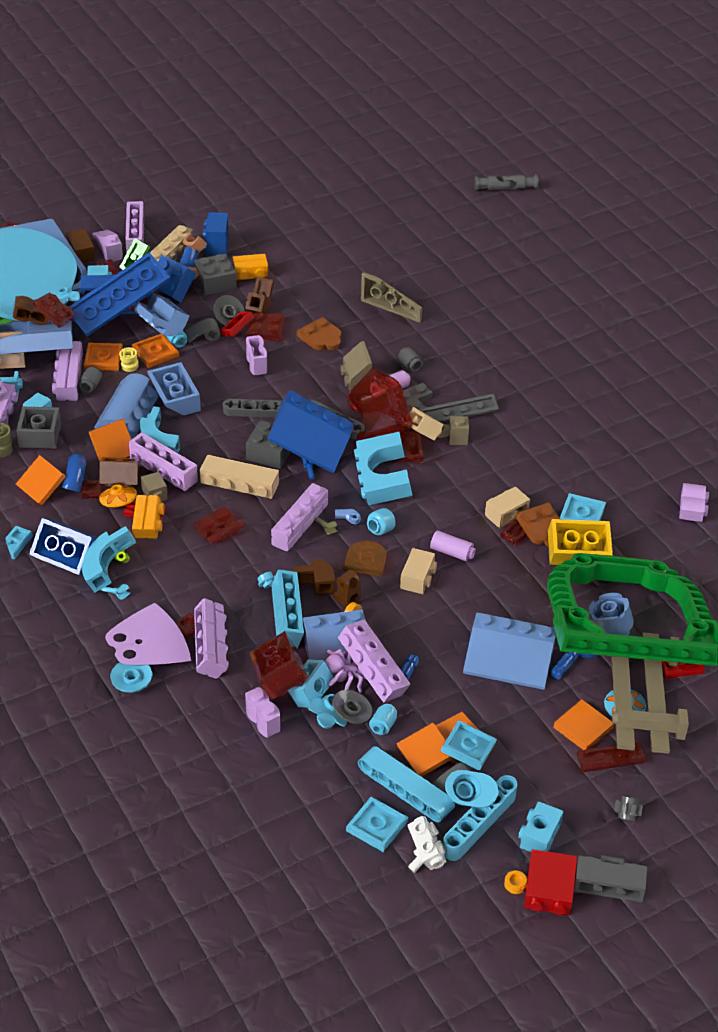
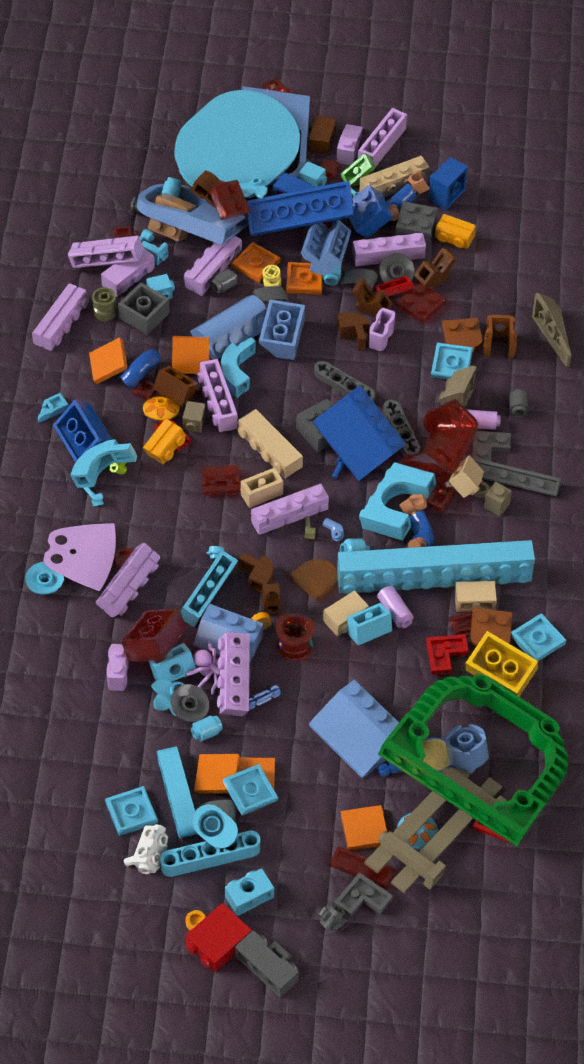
camera: 35 degrees right, 10 degrees up
(141, 368) = (271, 293): none -> dark grey panel
(203, 301) = (375, 250): none -> lavender brick
(227, 342) = (369, 301): none -> reddish brown brick
(230, 364) = (353, 325): none -> reddish brown brick
(263, 511) = (261, 487): none -> tan brick
(329, 354) = (450, 359): none -> medium azure plate
(358, 313) = (508, 331): none -> dark orange piece
(395, 607) = (294, 636): none -> clear red hat
(419, 479) = (419, 522): none -> piece
(446, 567) = (369, 624): none -> medium azure brick
(457, 499) = (435, 566): none -> medium azure brick
(518, 559) = (442, 648): none -> red plate
(632, 774) = (364, 891): none -> dark grey plate

